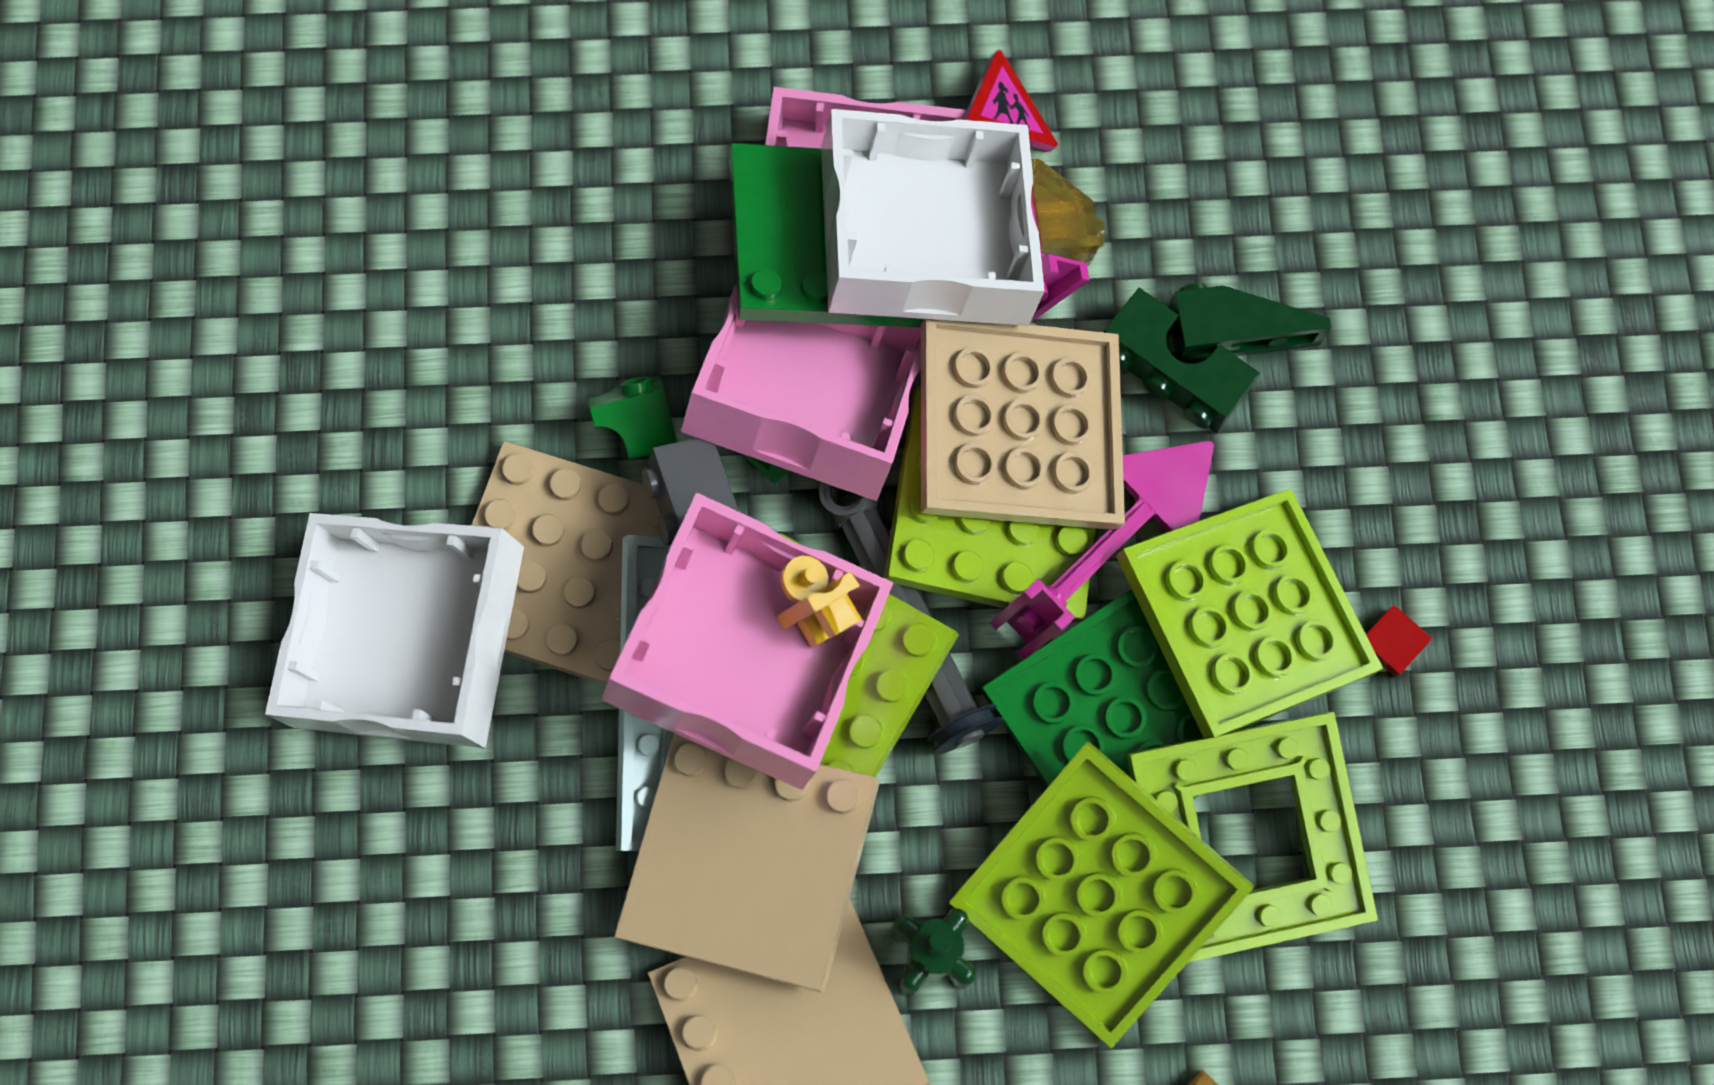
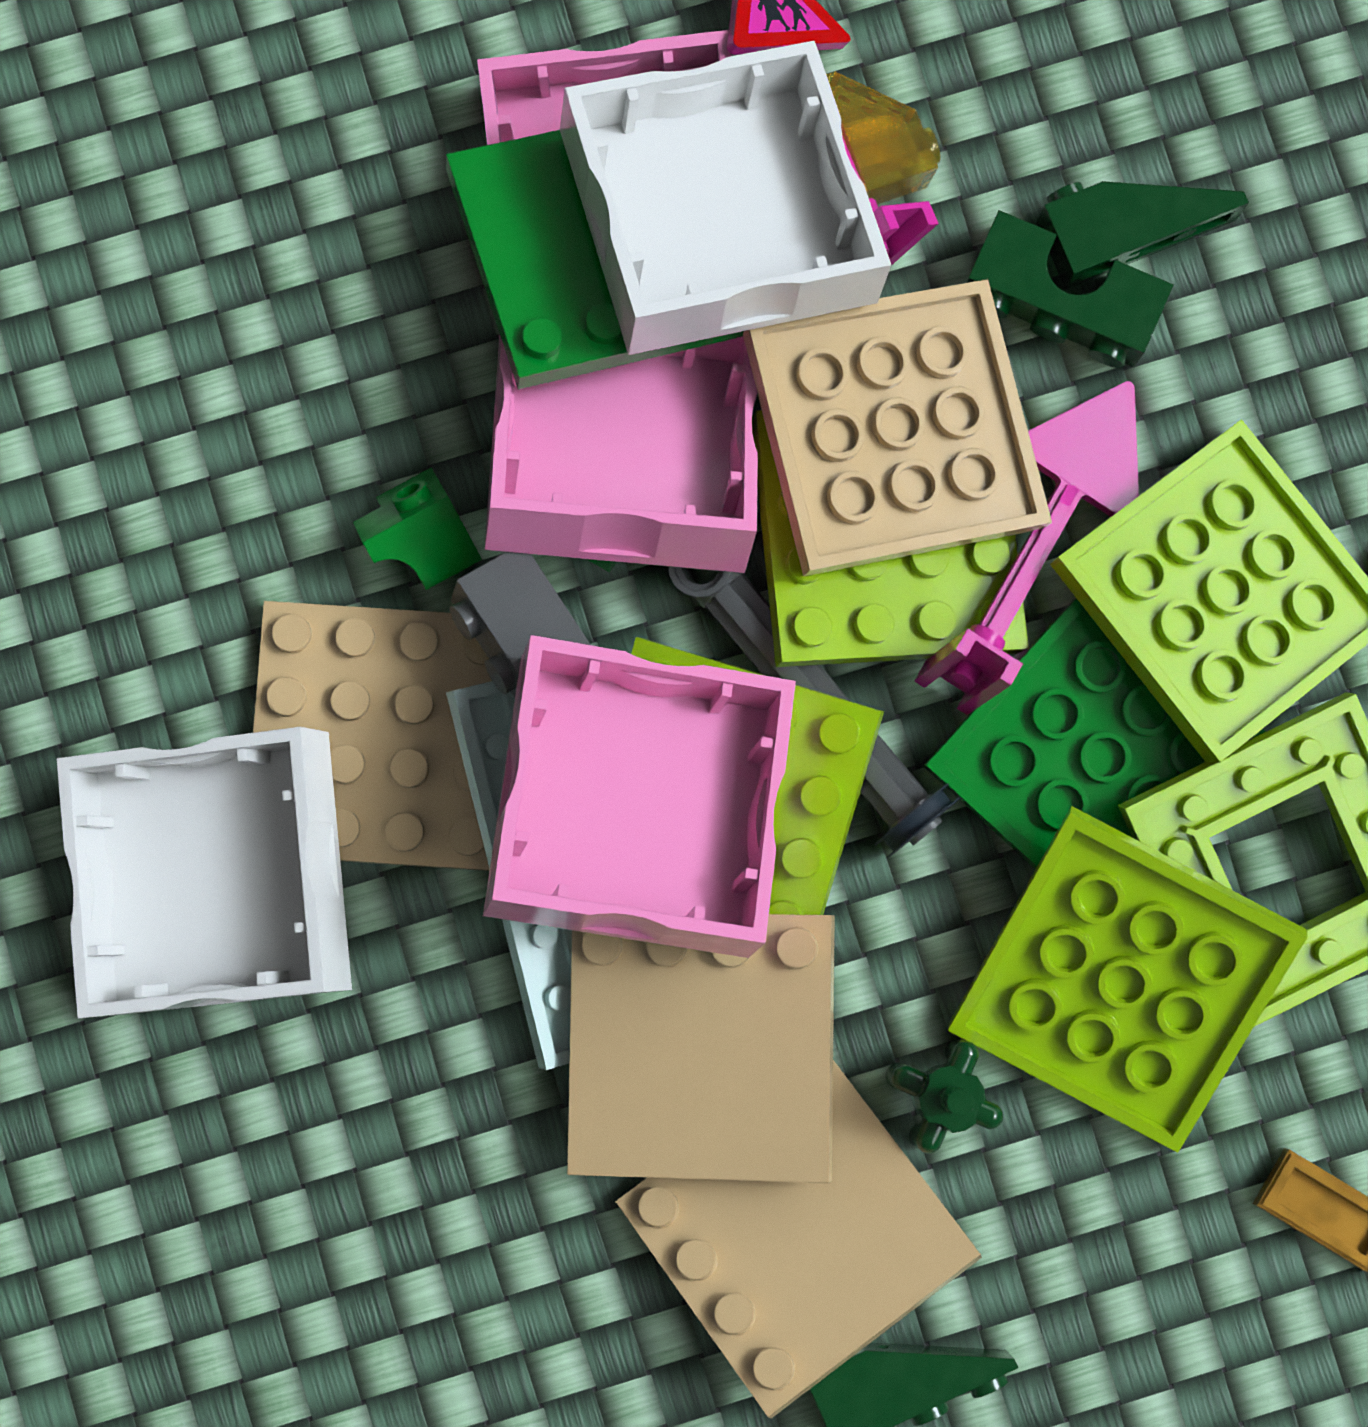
camera: 10 degrees left, 10 degrees up
(819, 607) = (715, 732): yellow hips -> none

